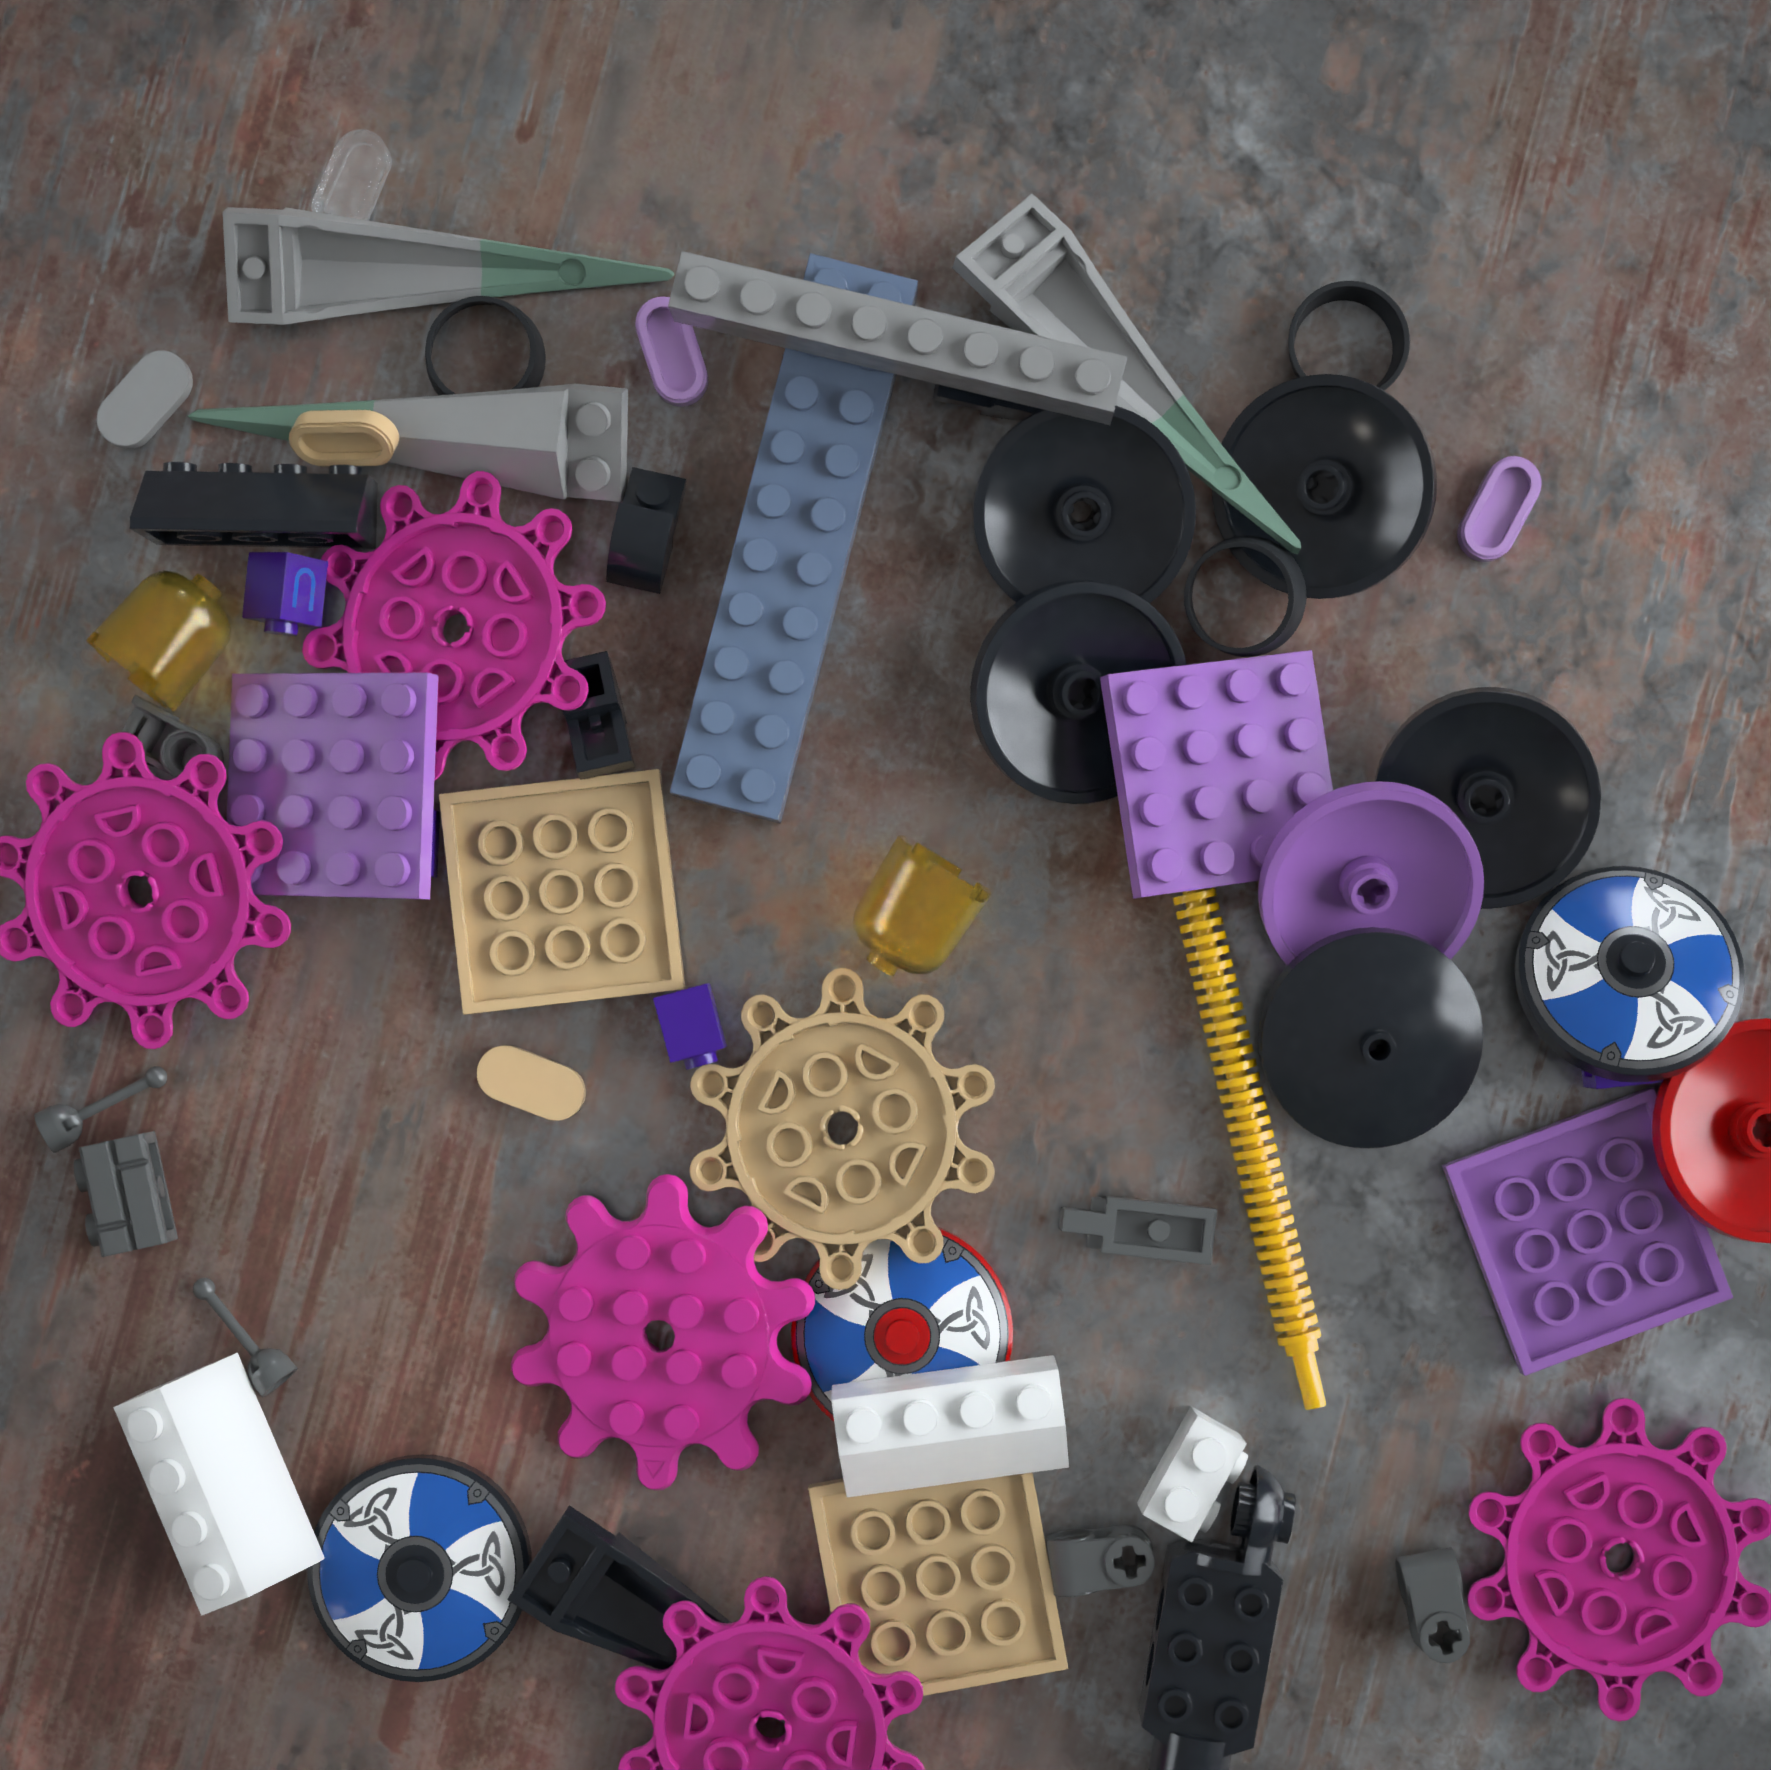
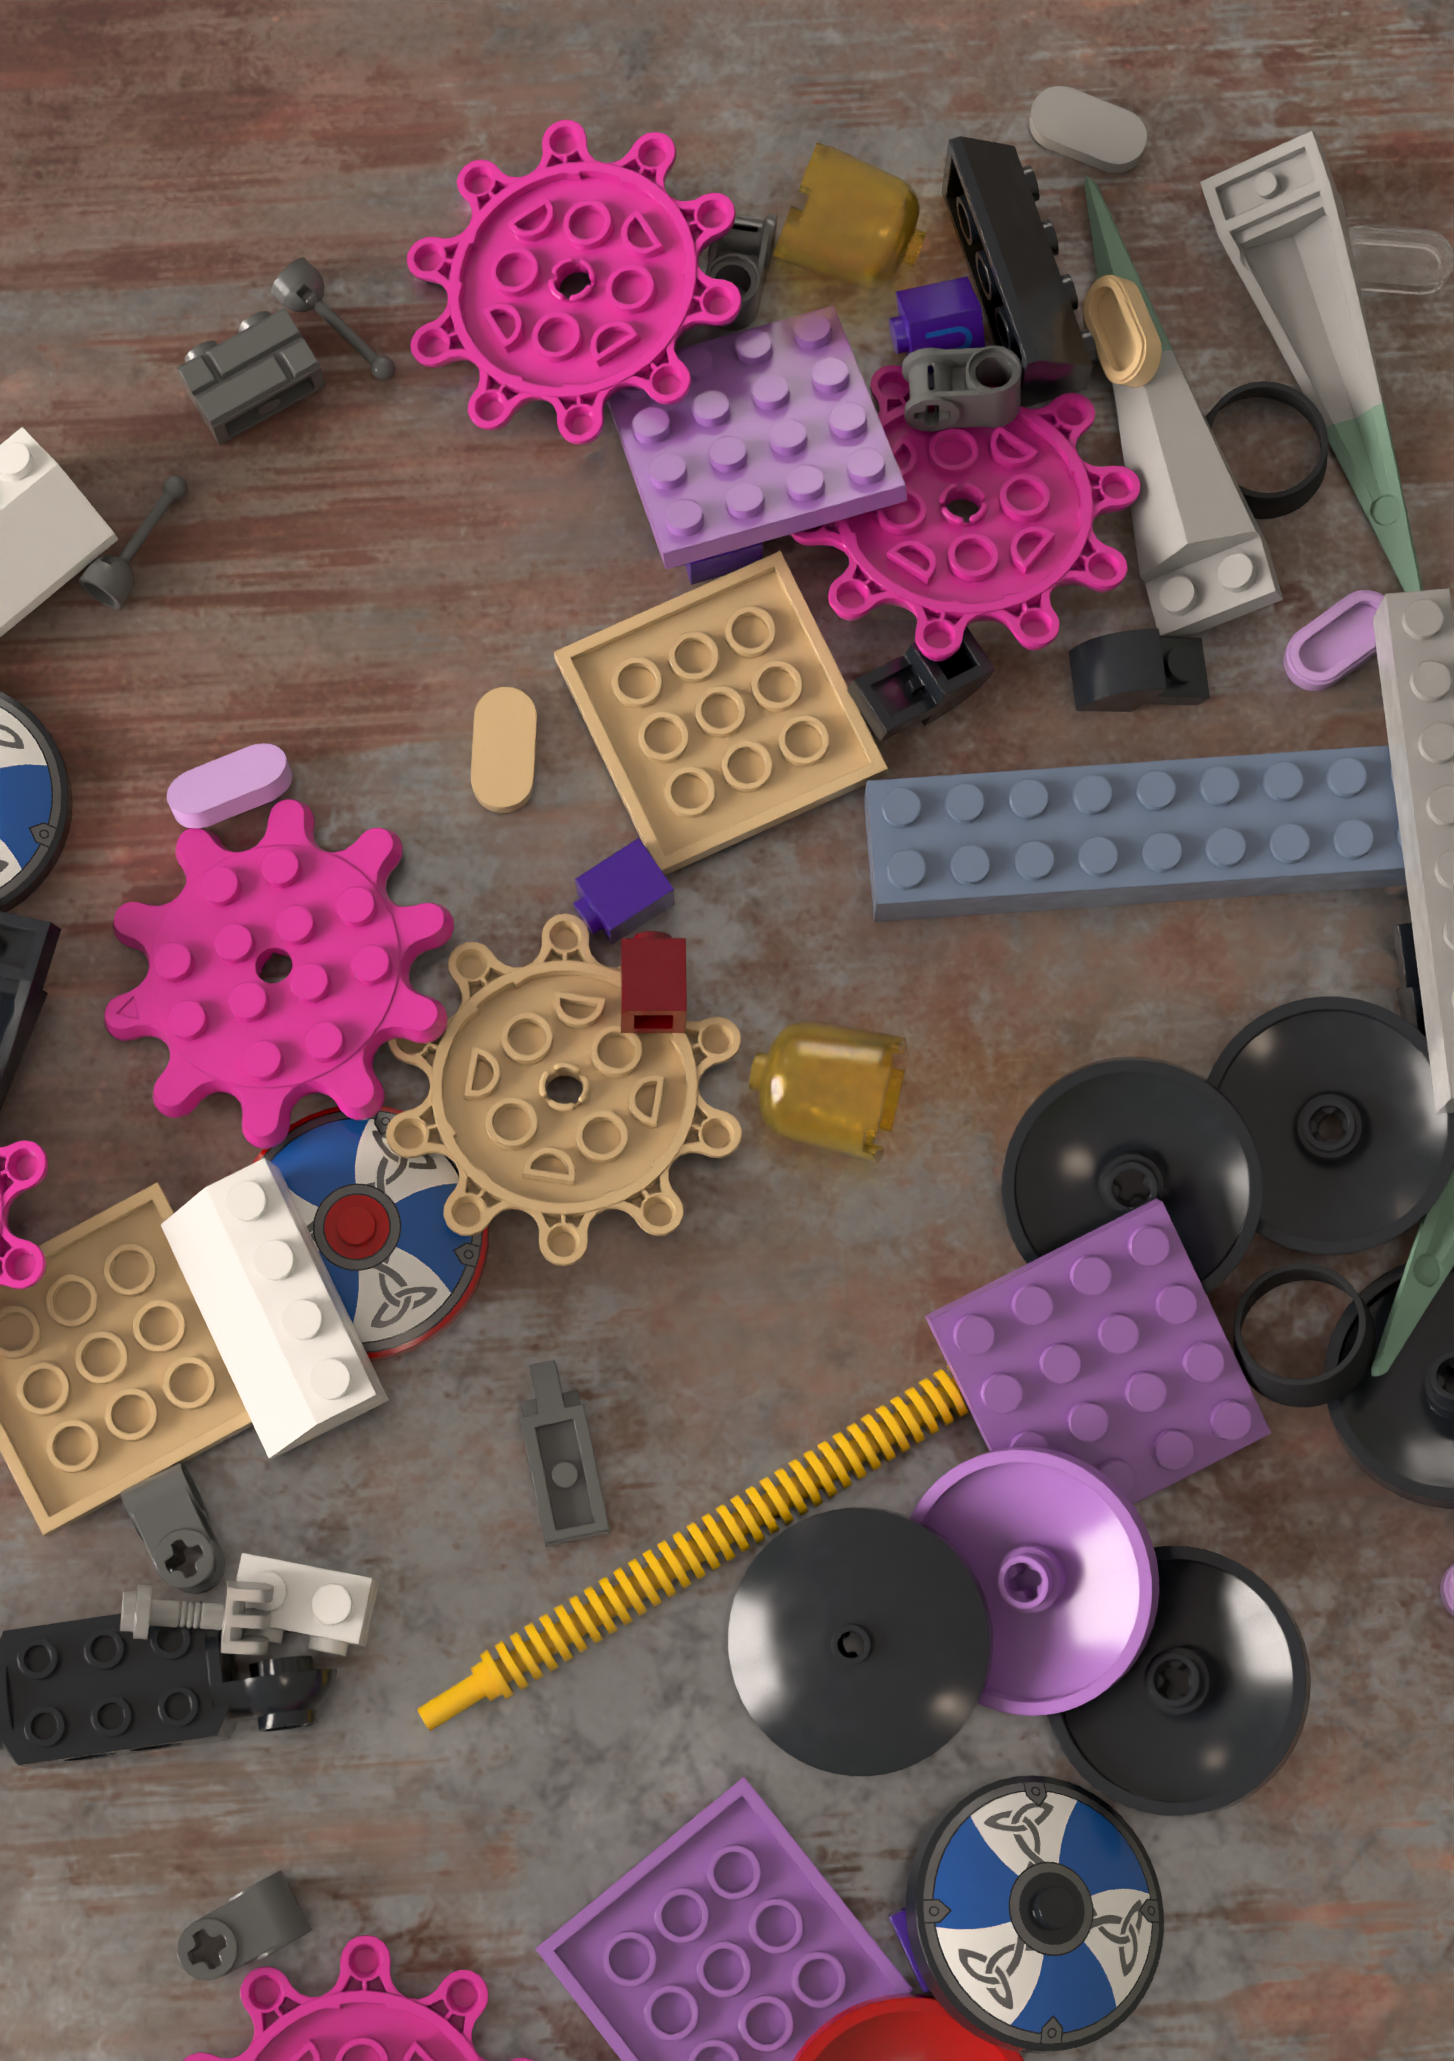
camera: 70 degrees right, 10 degrees down
(349, 596) = (962, 388): none -> dark grey piece
(486, 1324) = (229, 785): none -> lavender tile
(781, 1027) = (653, 983): none -> dark red brick
(1197, 1536) = (231, 1617): none -> light grey hinge

